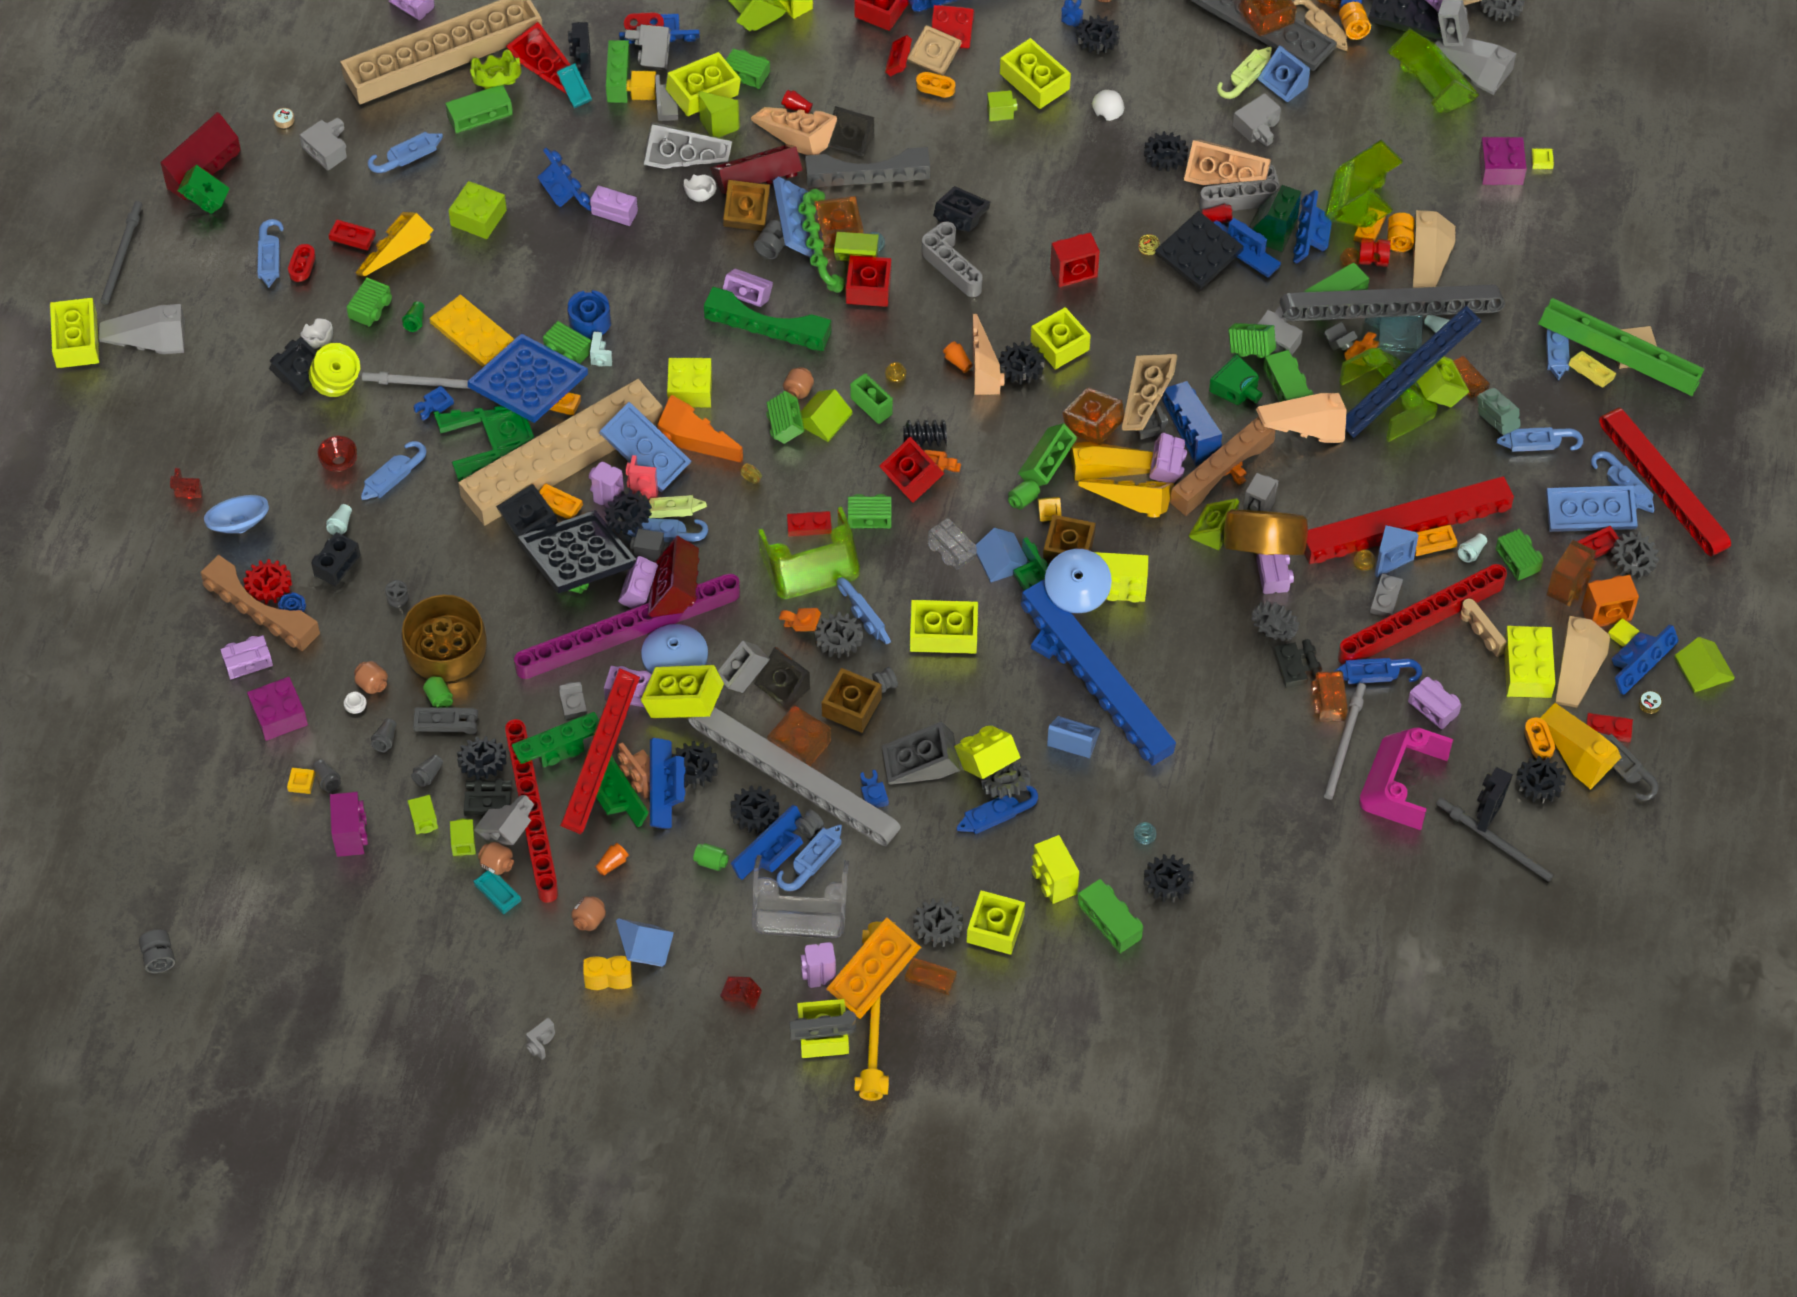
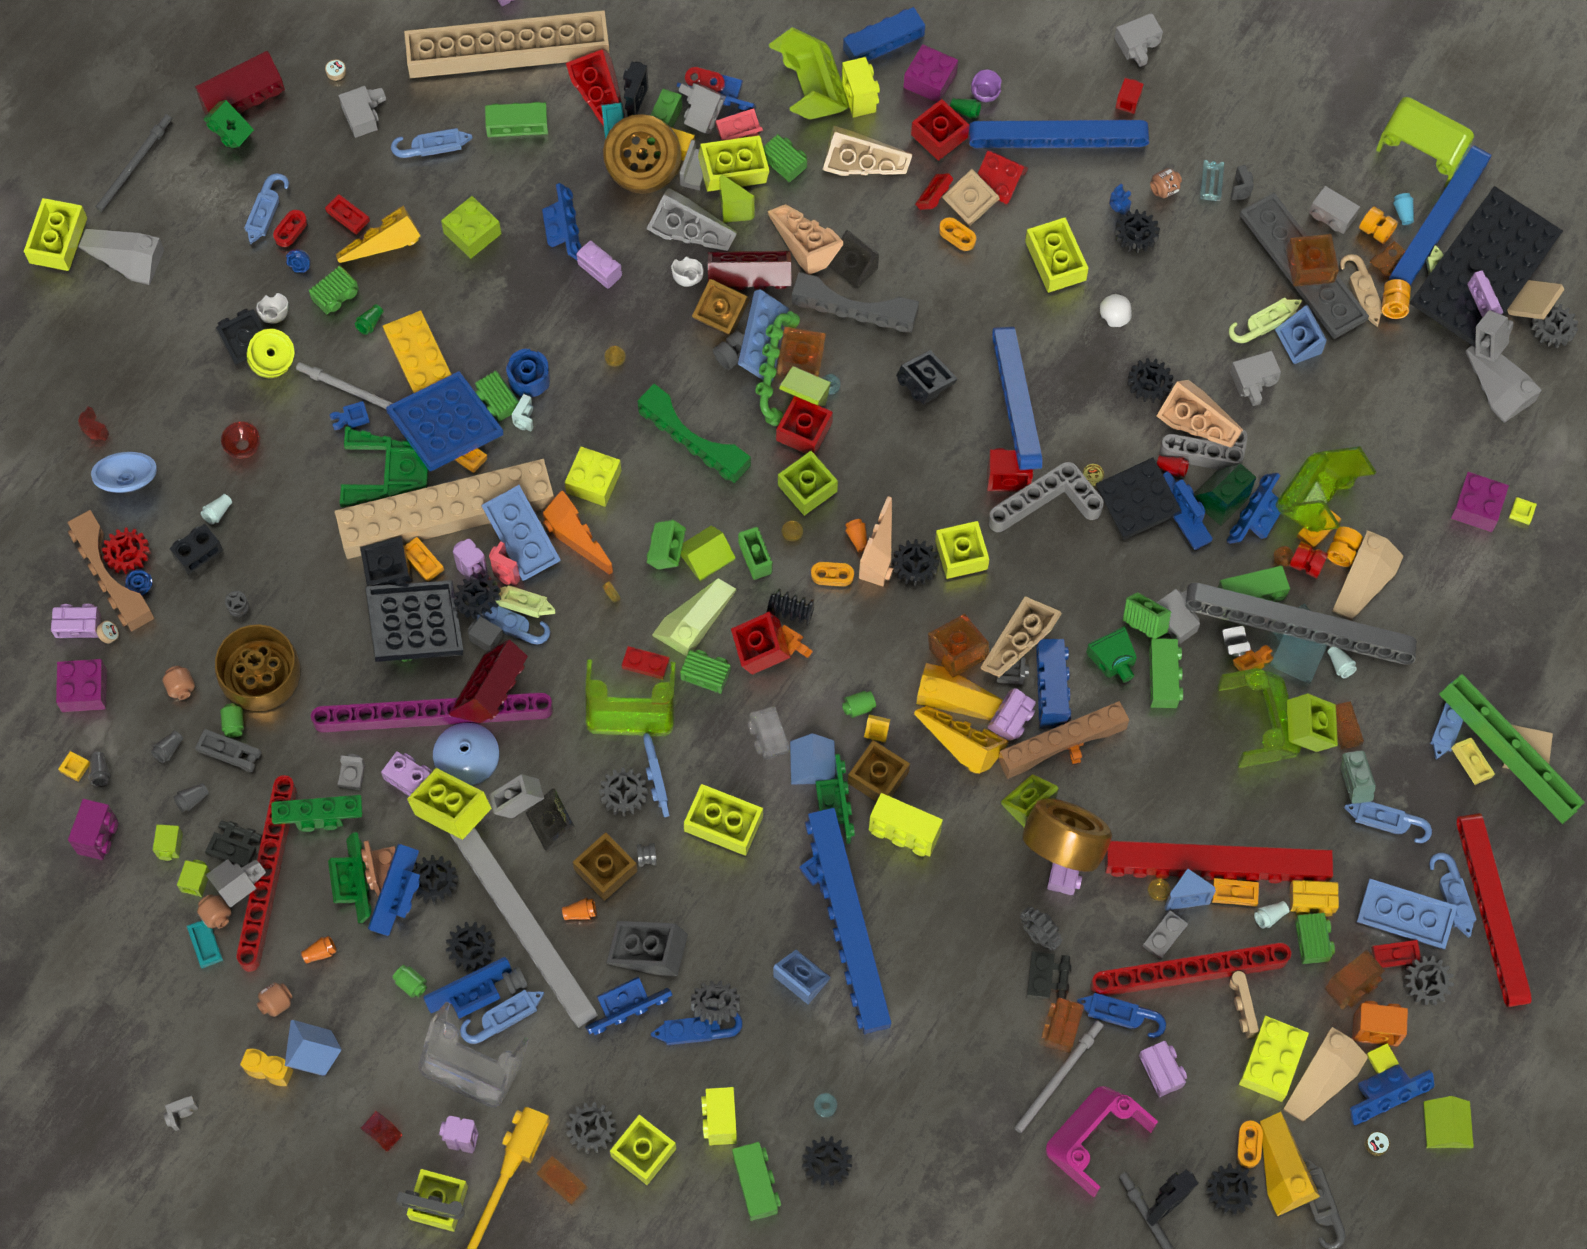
camera: 20 degrees right, 10 degrees up
(281, 656) = (107, 632): none -> tile
(324, 292) = (298, 260): none -> blue plate
(355, 702) = (155, 703): white plate -> none
(392, 472) = (285, 475): medium blue plate -> none
(481, 758) = (243, 803): black gear -> none
(495, 70) = (547, 86): lime plate -> none
(600, 751) = (347, 839): red plate -> none
(608, 73) = (621, 138): none -> pearl gold wheel
(638, 583) = (458, 672): lavender brick -> none
(663, 278) = (615, 356): none -> clear yellow plate
(691, 52) = (739, 125): none -> coral bracket
(748, 287) = (687, 394): lavender brick -> none
(796, 102) = (815, 208): red cone -> none
(798, 382) = (695, 511): nougat head -> none
(801, 735) = (541, 887): clear orange brick -> none
(804, 620) = (595, 765): orange plate -> none
(813, 46) = (859, 154): none -> tan wedge
(837, 473) = (691, 621): none -> yellowish green wedge
(843, 746) = (580, 910): none -> orange cone
(873, 792) = (589, 968): blue plate -> none
(873, 967) = (506, 1158): light orange plate -> none
(893, 326) = (807, 483): none -> lime brick
(920, 807) = (624, 1001): none -> blue bracket
(938, 251) = (896, 432): light grey beam -> none
(948, 396) = (832, 572): none -> light orange plate
(987, 751) = (707, 969): neon yellow brick -> none
(1001, 105) = (1010, 278): lime brick -> none
(1048, 454) = (897, 671): bright green brick -> none
(1055, 196) = (1017, 398): none -> beam
(1078, 594) = (875, 834): light blue dish -> none
(1125, 254) = (1046, 494): none -> light grey beam
(1261, 493) = (1085, 787): light grey hinge -> none
(1313, 415) = (1171, 720): light nougat wedge -> none
(1411, 370) = (1283, 708): dark blue tile -> none
(1434, 71) = (1455, 382): clear neon green windscreen -> none
(1503, 520) = (1313, 897): none -> yellow brick
(1617, 726) = (1325, 1156): red plate -> none

